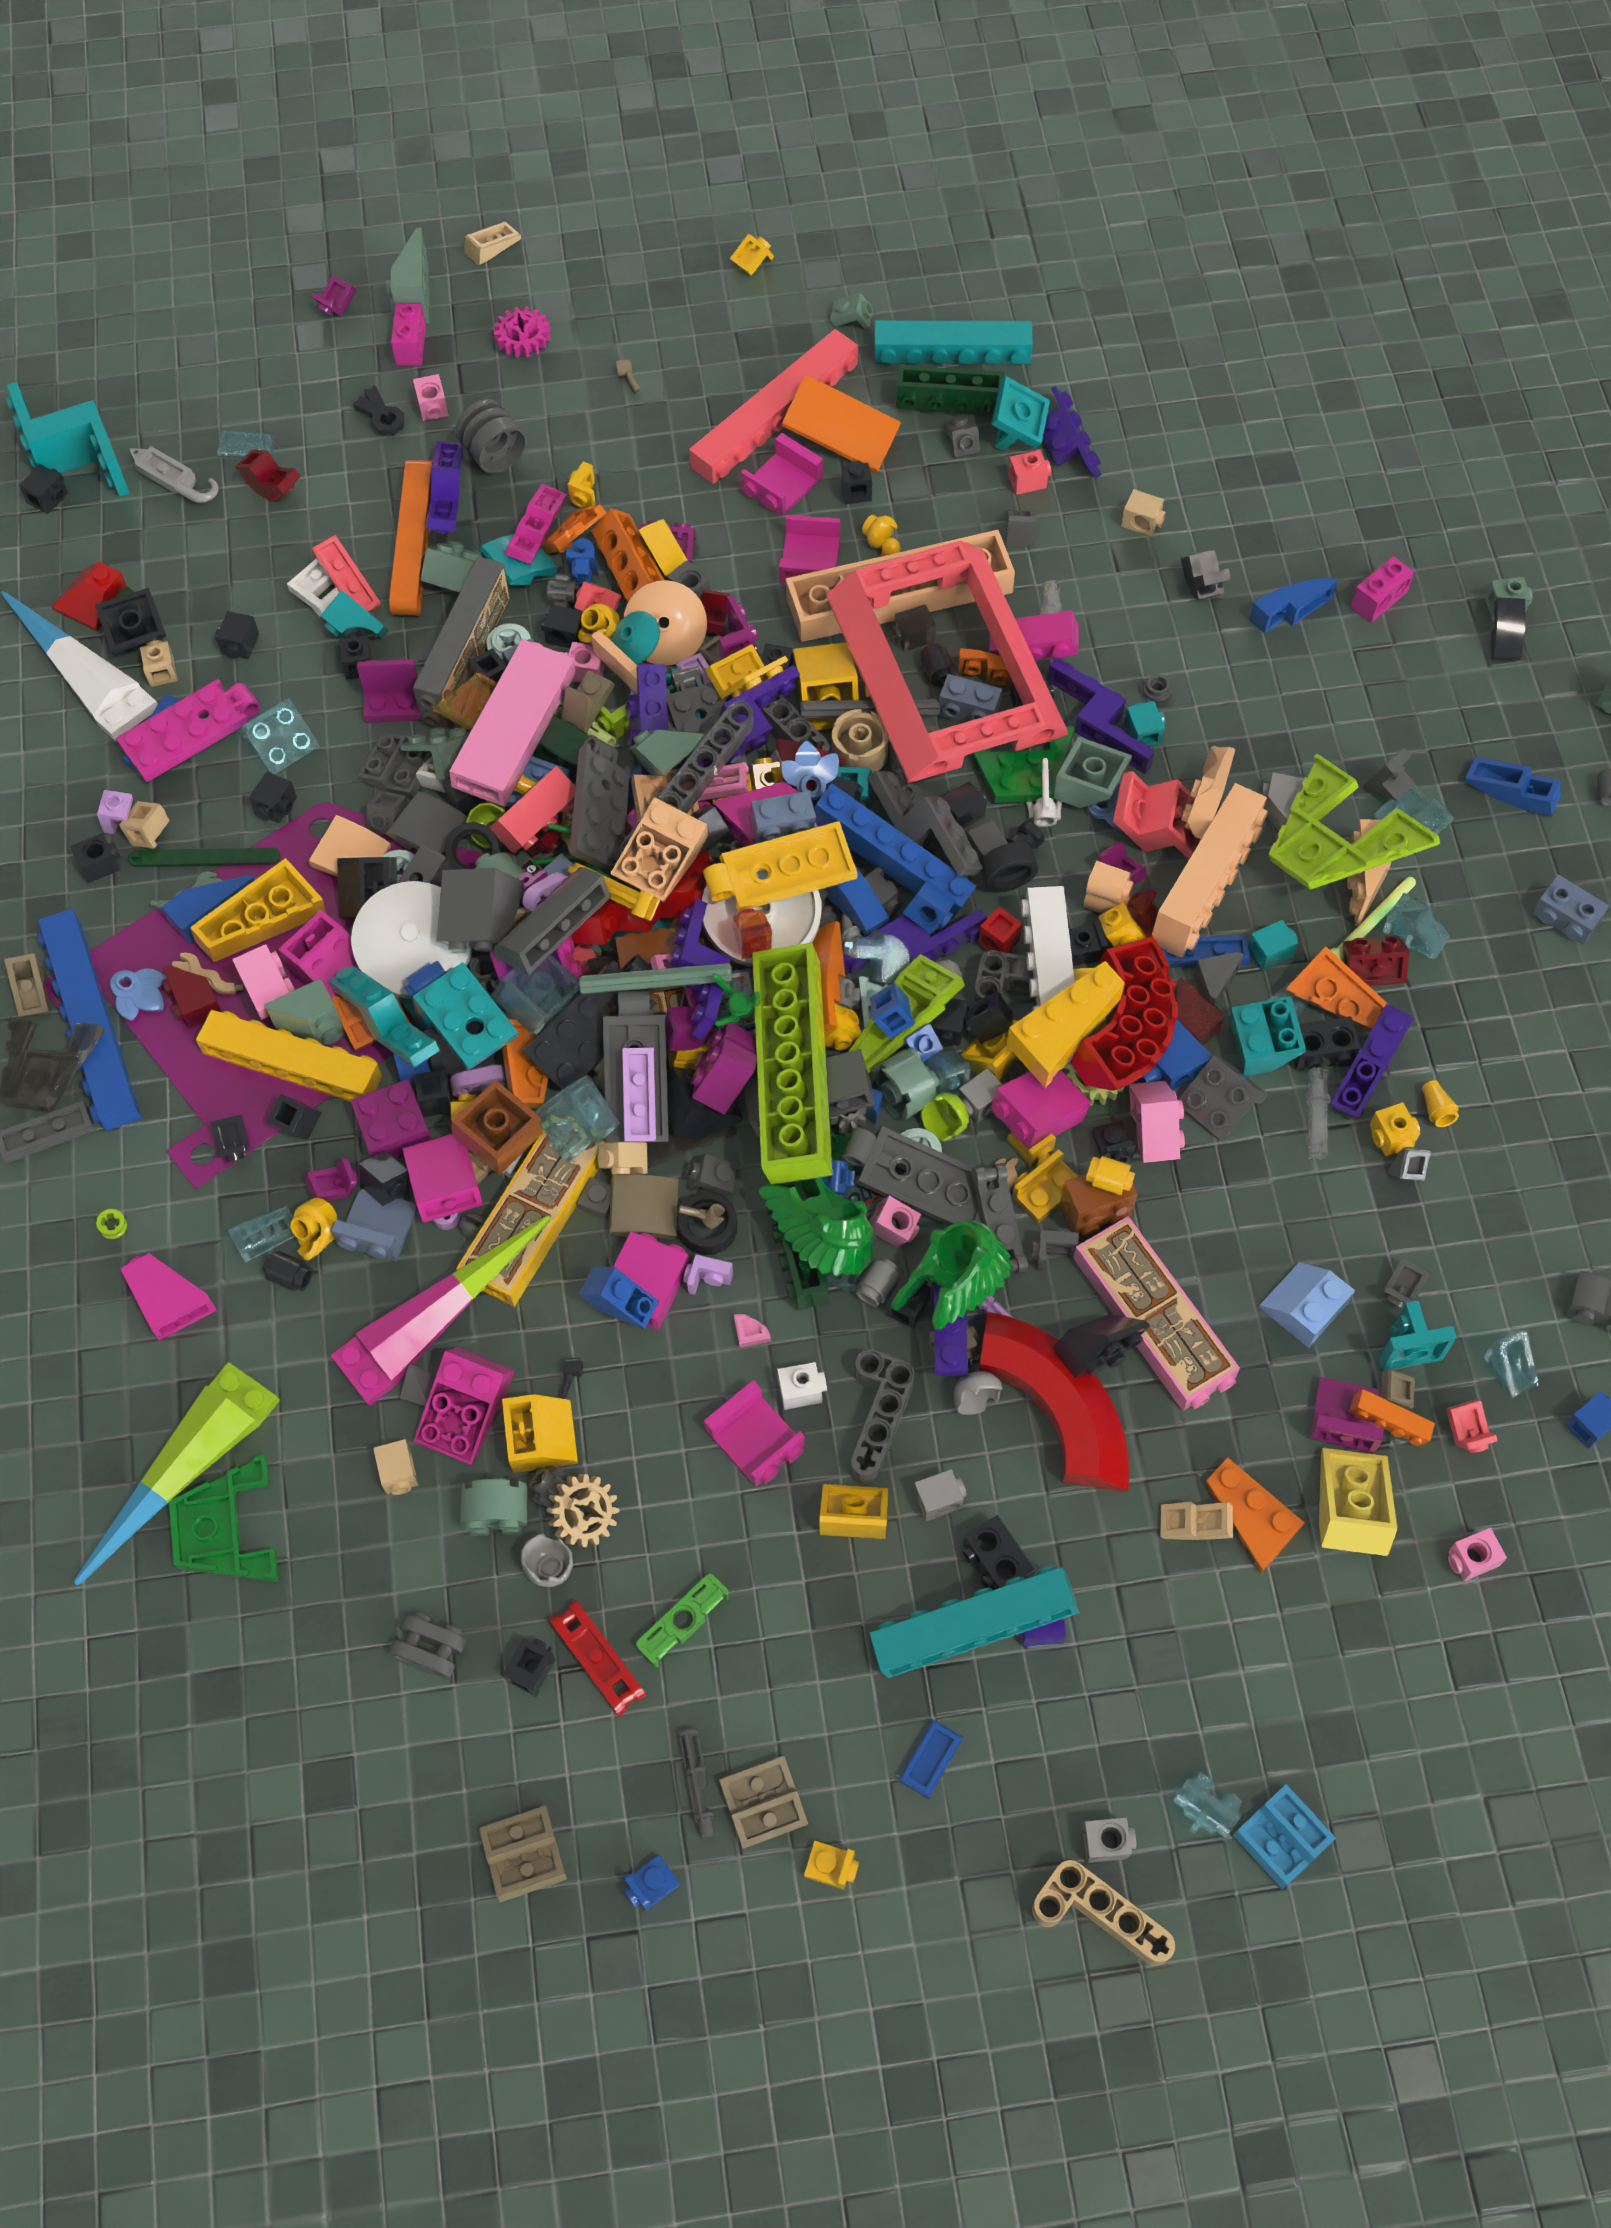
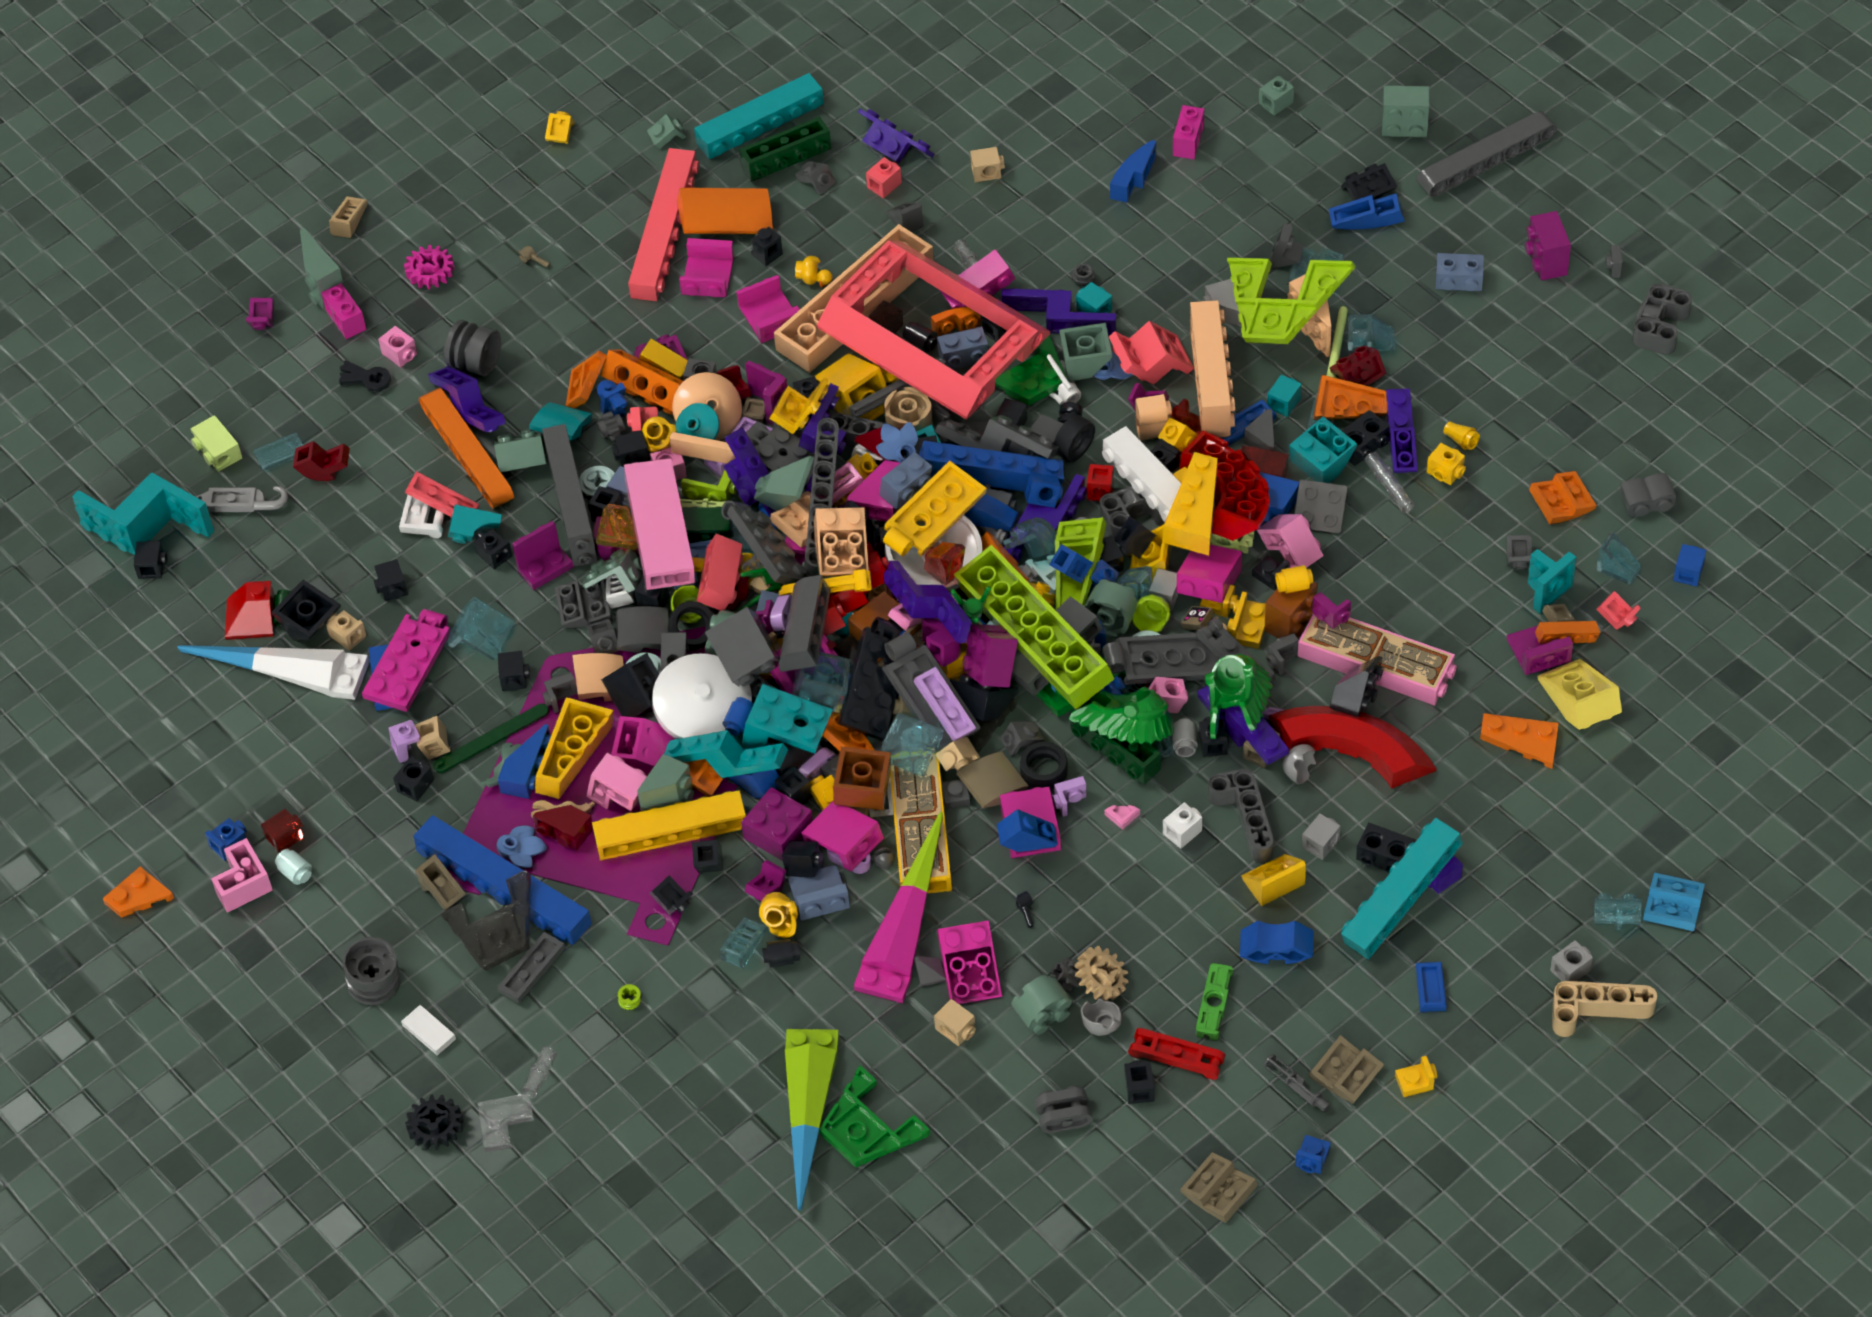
camera: 30 degrees left, 10 degrees down
(165, 1296) = (707, 1014): dark pink slope -> none
(192, 405) = (216, 443): none -> yellowish green brick
(296, 842) = (558, 688): none -> dark grey bracket
(536, 524) = (554, 391): dark pink slope -> none
(539, 1432) = (1032, 948): yellow slope -> none
(580, 486) = (567, 355): yellow bracket -> none
(585, 703) = (694, 484): dark tan slope -> none
(654, 978) = (905, 621): sand green axle -> none
(710, 1218) = (1045, 757): dark tan hand -> none
(754, 1435) = (1175, 872): dark pink panel -> none
(802, 1598) = (1276, 942): none -> blue brick
(993, 1149) = (1197, 617): none -> dark tan tile
(1019, 415) = (850, 142): teal bracket -> none
(1127, 1228) = (1329, 612): none -> magenta bracket
(1196, 1522) = (1492, 761): tan slope -> none
(1203, 574) = (1060, 184): brick -> none
(1208, 790) = (1176, 314): light nougat slope -> none
(1307, 1301) = (1466, 596): light blue slope -> none
(1410, 1164) = (1470, 480): dark grey slope -> none
(1485, 1545) = (1674, 672): bright pink brick -> none
(1503, 1246) = (1562, 497): none -> orange slope
(1509, 628) = (1293, 114): black slope -> none
(1541, 753) = (1374, 182): none -> black bracket

